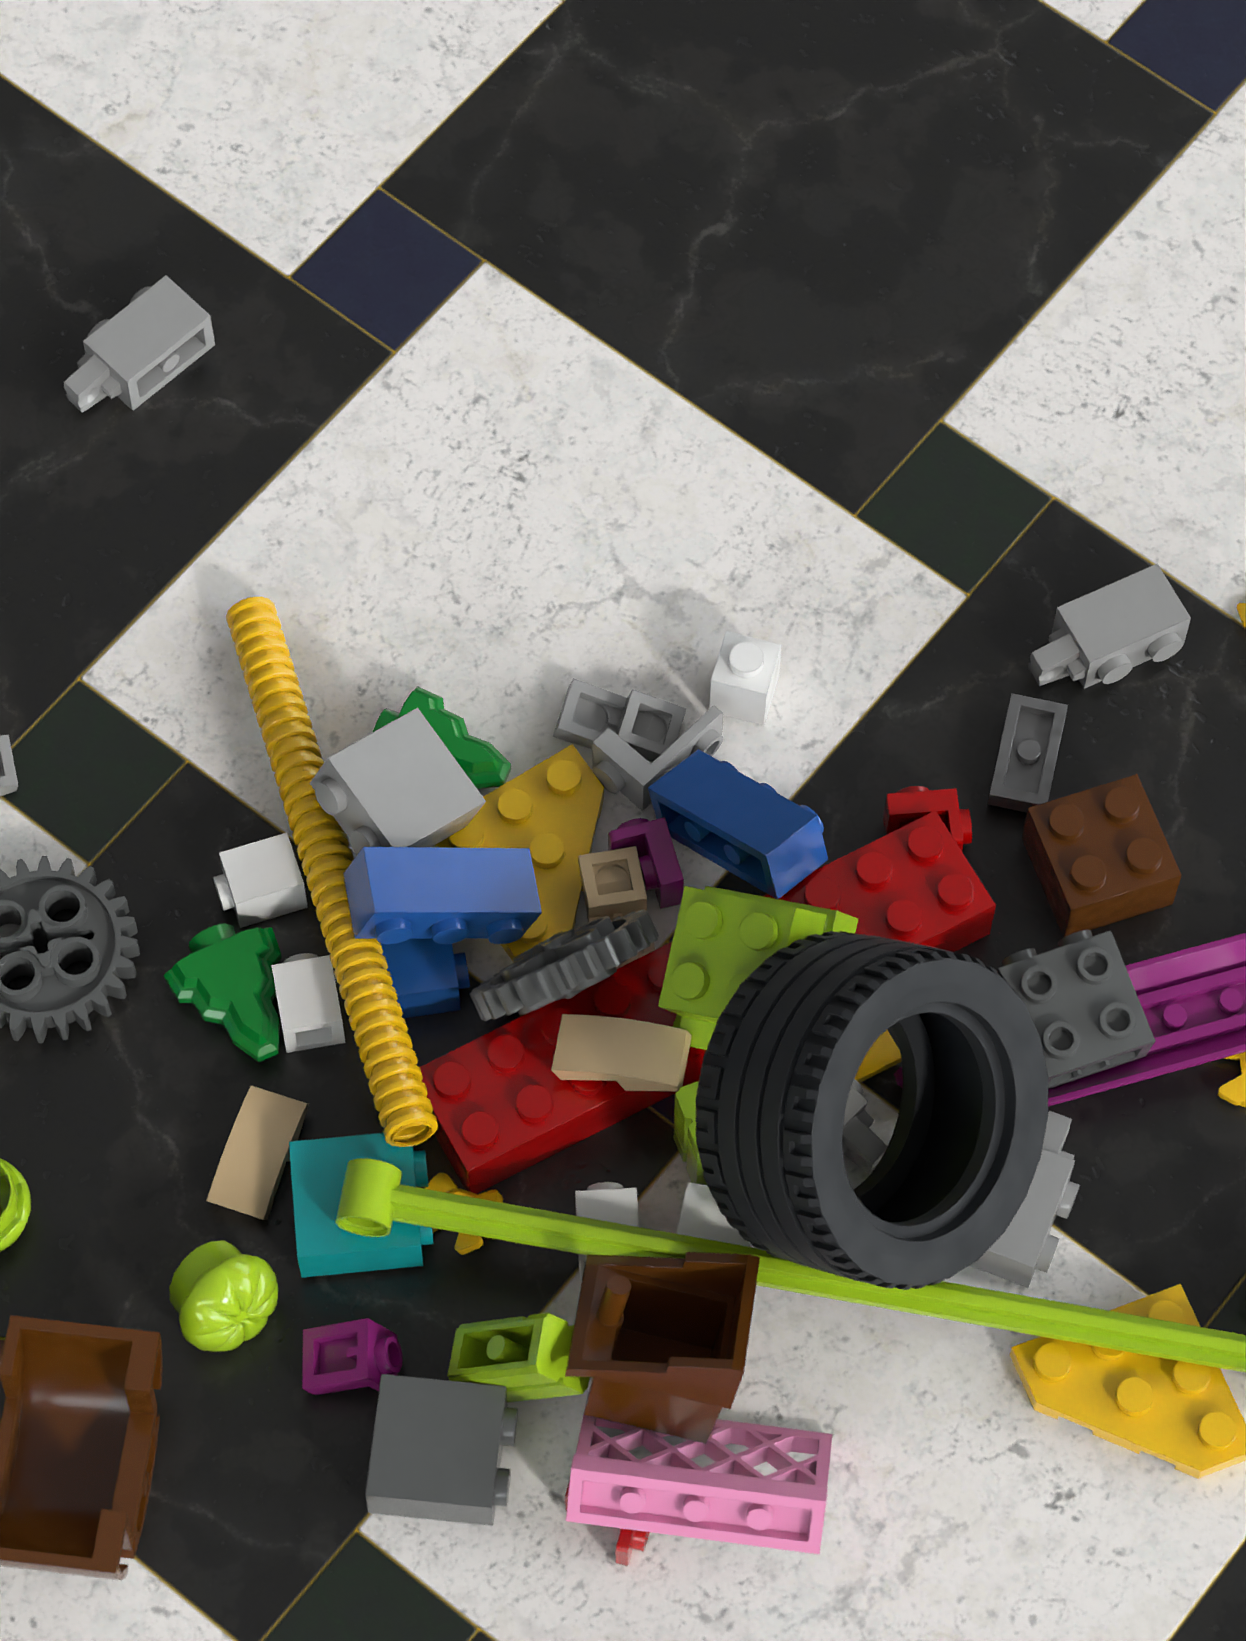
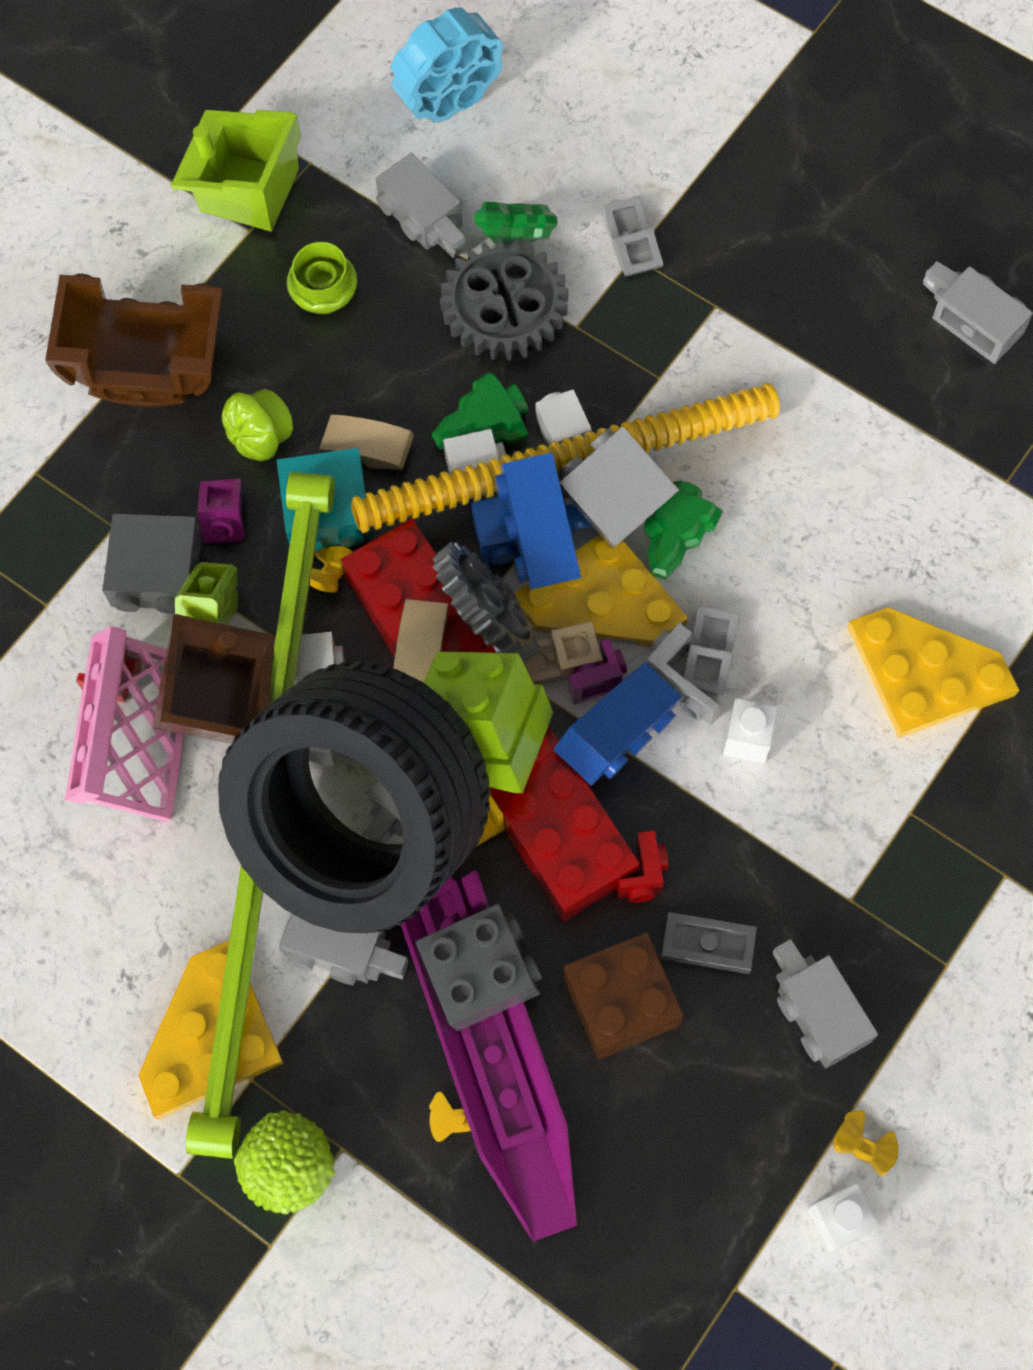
camera: 90 degrees right, 5 degrees up
(663, 473) = (927, 671): none -> yellow plate

